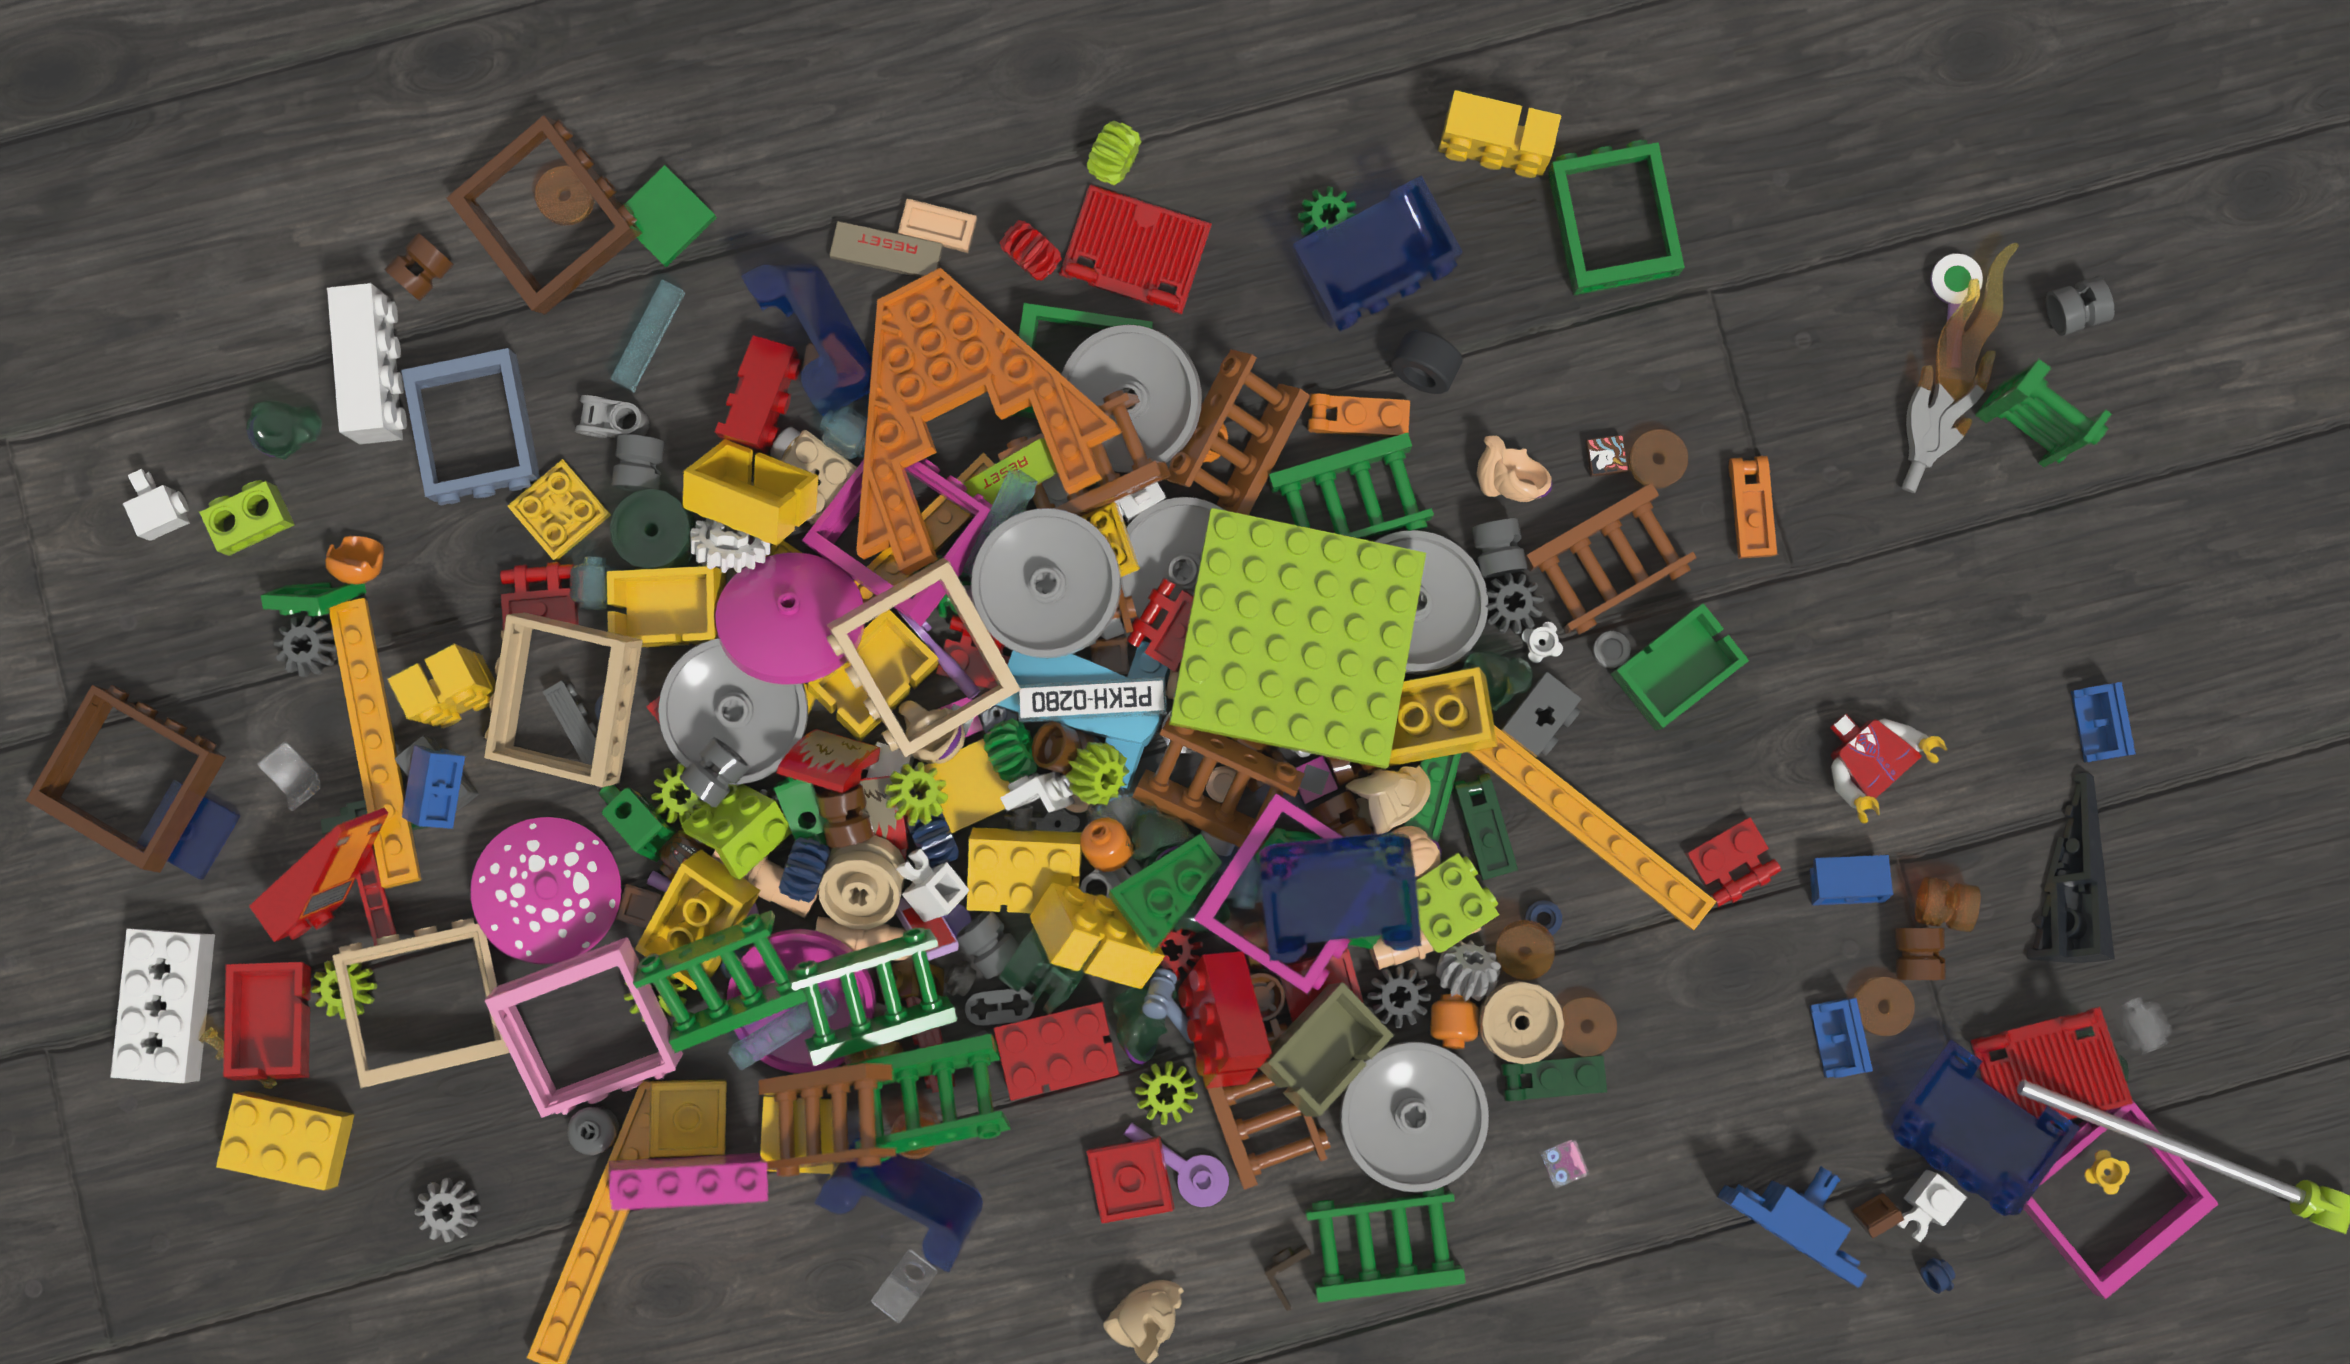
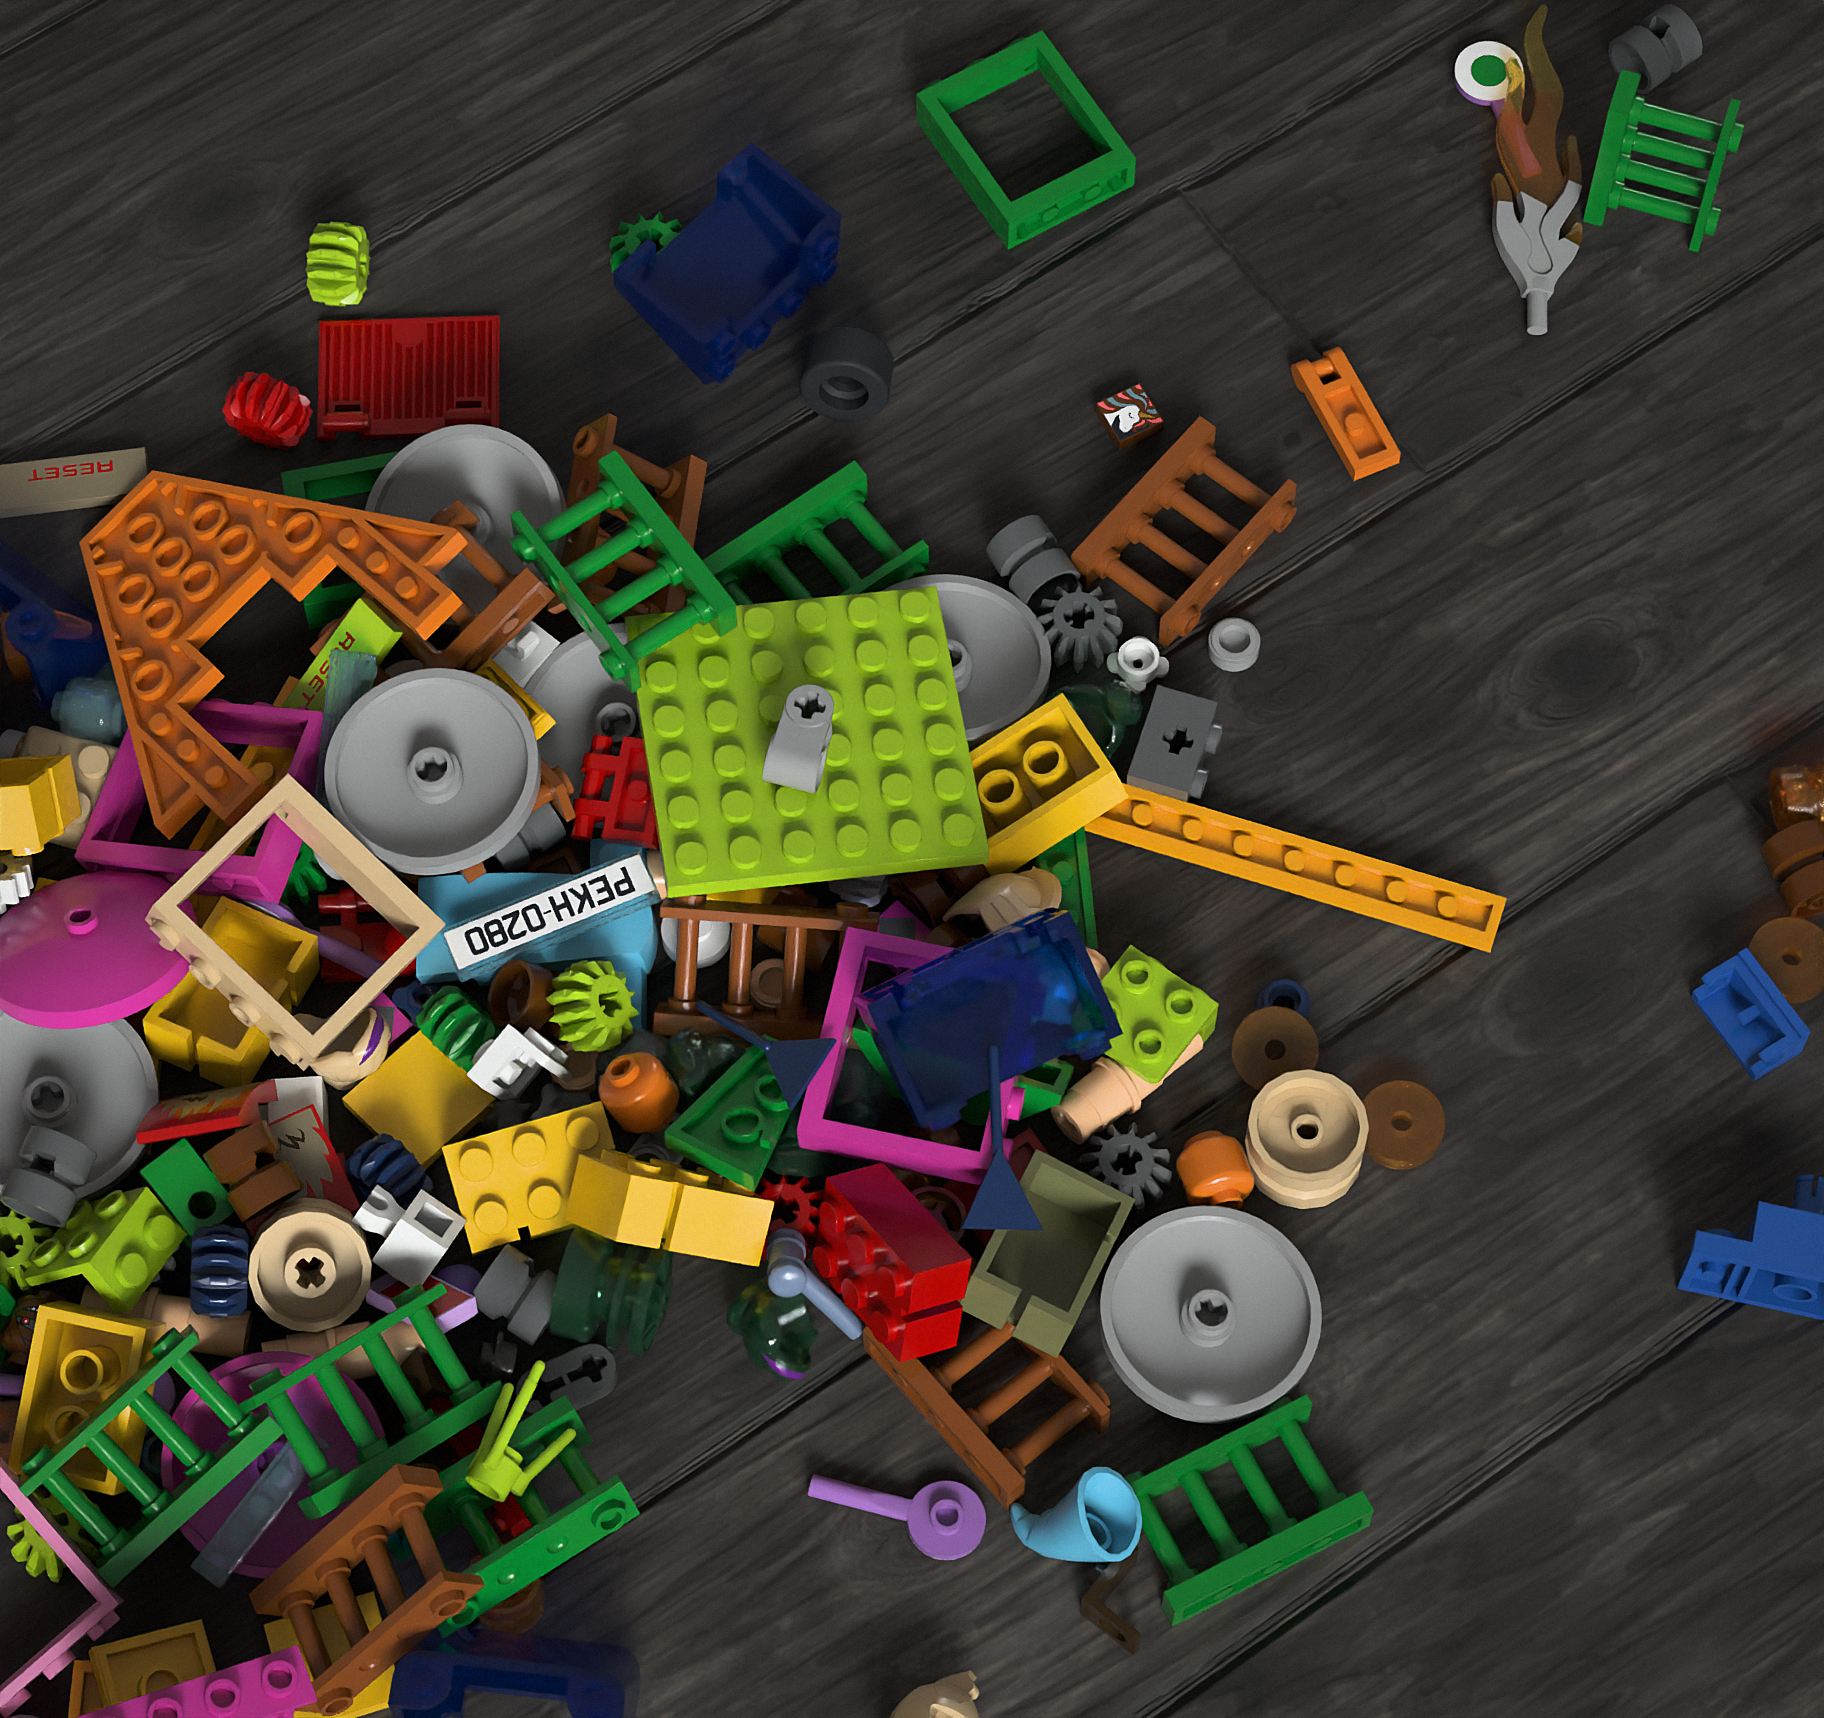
camera: 20 degrees left, 20 degrees down
(919, 780) = (345, 1111): lime gear -> none
(931, 1070) = (496, 1465): none -> lime plant
(938, 225) = (129, 427): light nougat tile -> none
(1056, 1050) = (673, 1394): red piece -> none
(1130, 1179) = (841, 1550): red plate -> none
(1154, 1089) = (848, 1431): lime gear -> none
(1208, 870) = (791, 1061): none -> dark blue piece
(1253, 492) = (646, 527): none -> green fence
(1285, 1231) = (1090, 1524): none -> medium azure hat
(1289, 657) = (801, 744): none -> light grey piece
(1305, 1015) = (1000, 1199): none -> dark blue piece
(1359, 416) = (777, 474): orange plate -> none
(1468, 970) = (1206, 1096): light grey gear -> none
(1486, 827) = (1157, 915): dark green plate -> none
(1491, 134) = (813, 86): yellow piece -> none
(1511, 473) = (1009, 472): light nougat hair -> none
(1556, 1078) = (1385, 1206): dark green plate -> none
(1564, 1163) = (1446, 1315): clear tile -> none
(1667, 445) = (1202, 379): clear orange piece -> none
(1679, 667) = (1330, 625): green piece -> none
(1728, 851) = (1495, 839): red plate -> none
(1851, 880) = (1674, 814): blue hinge -> none
(1875, 758) = (1639, 648): torso -> none

